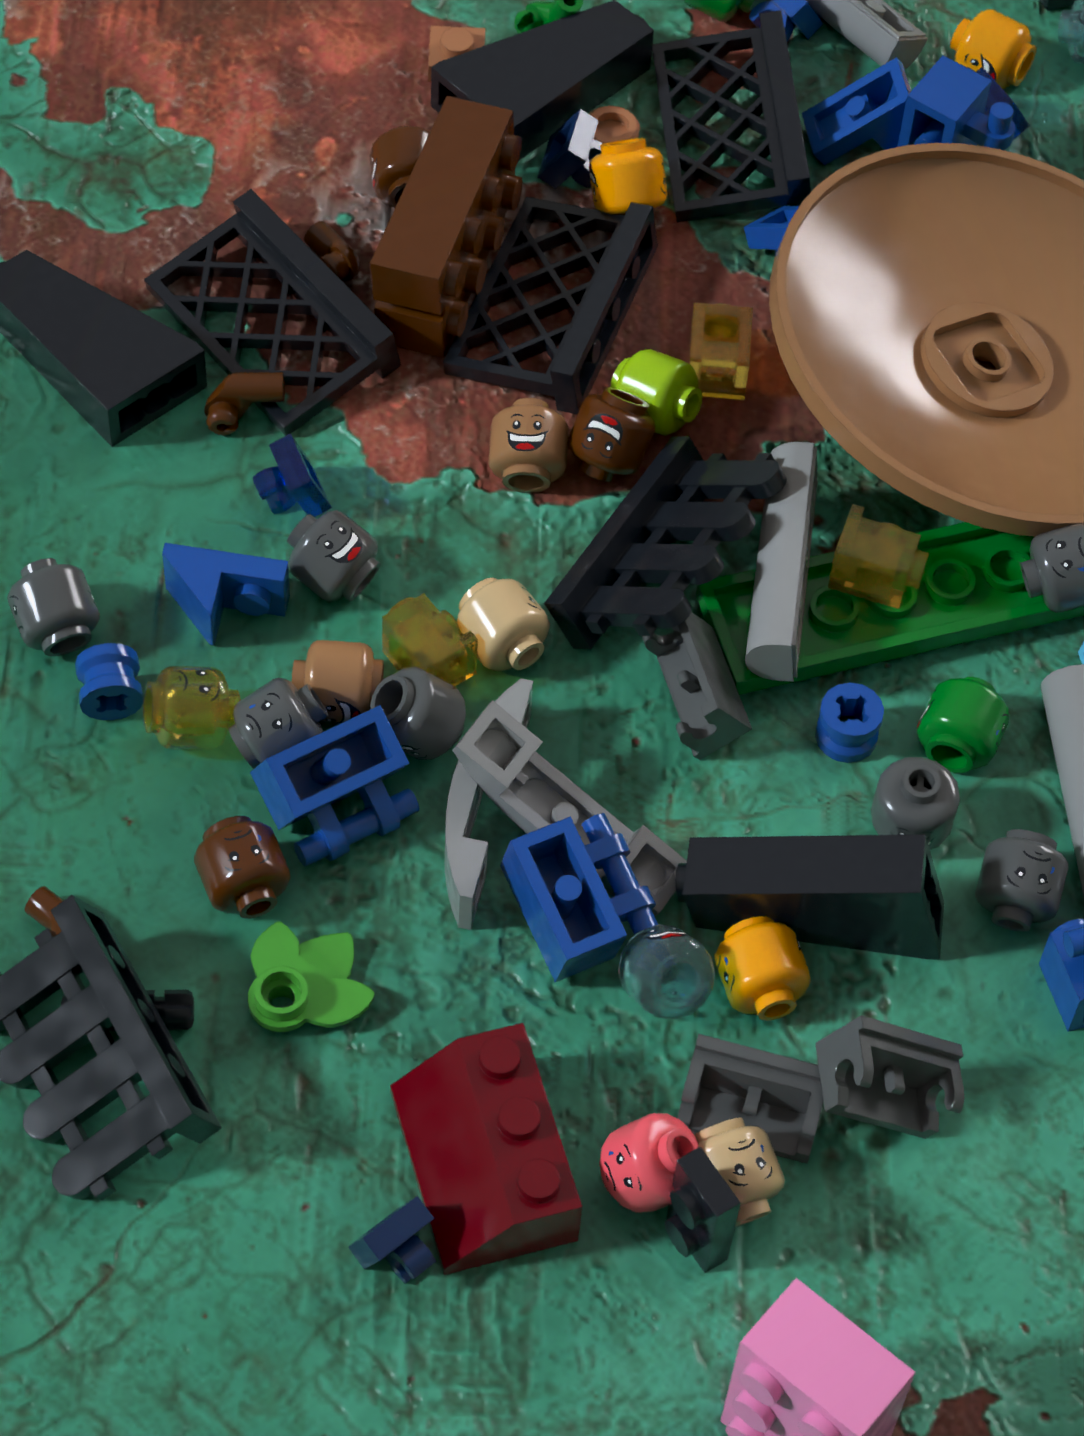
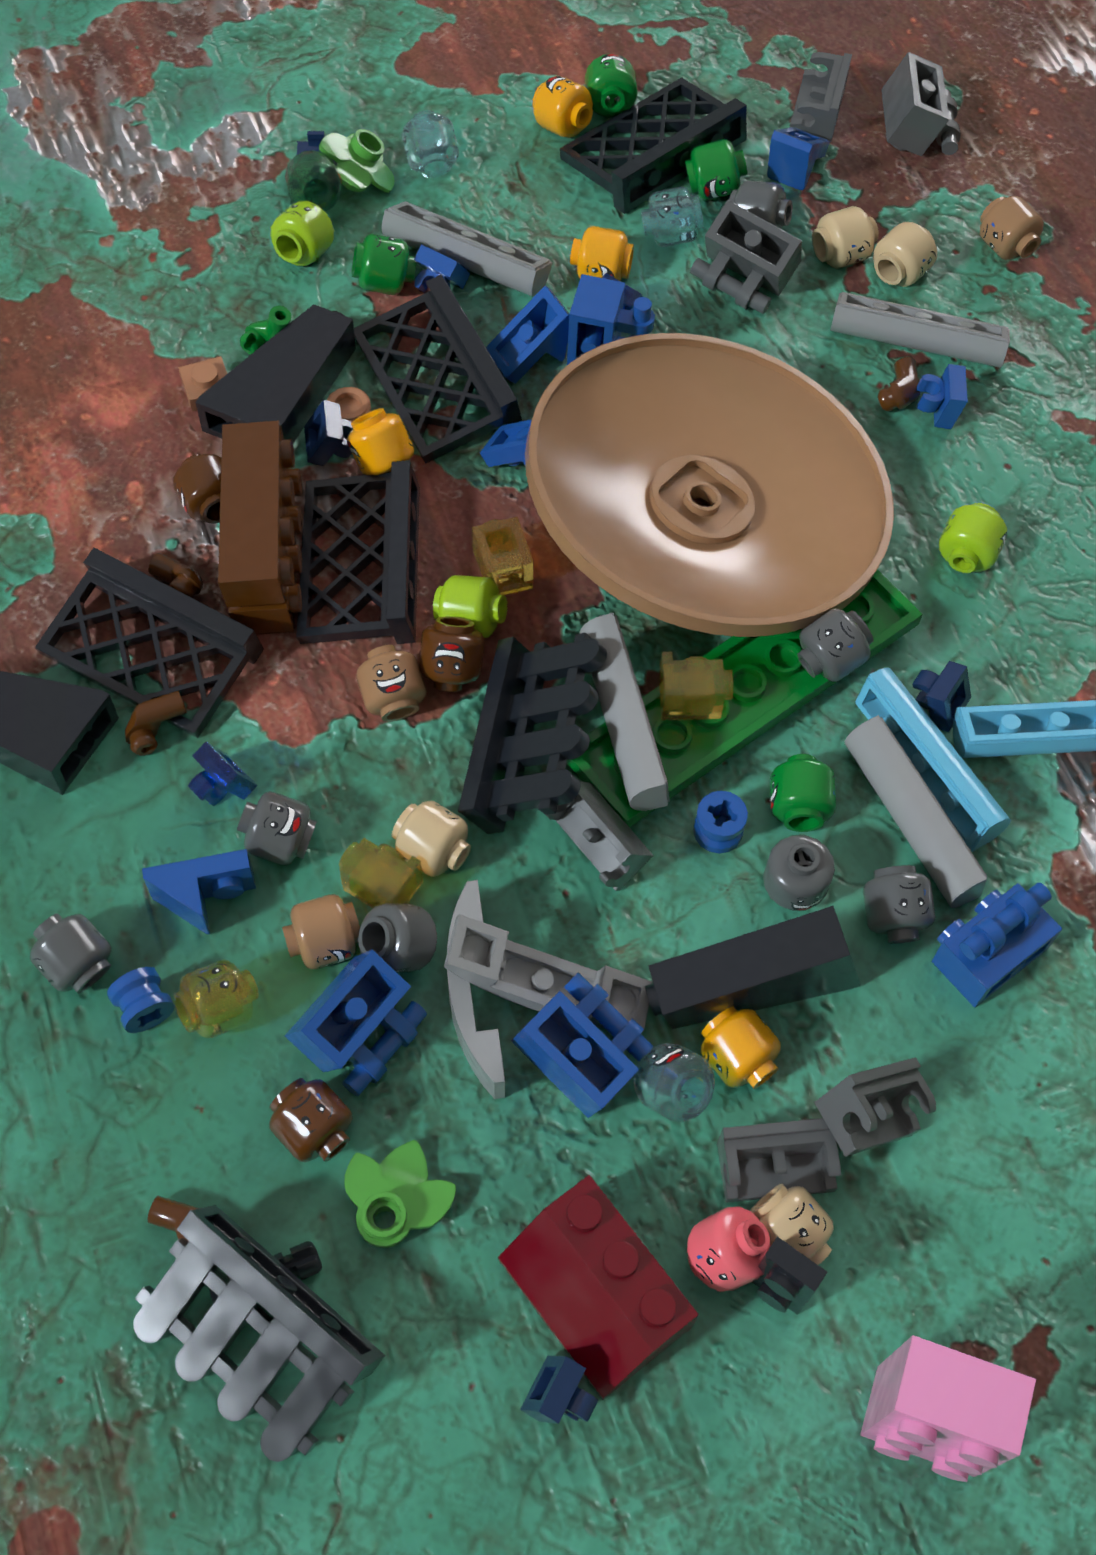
camera: 20 degrees left, 5 degrees up
(275, 719) = (290, 987): dark grey head -> none

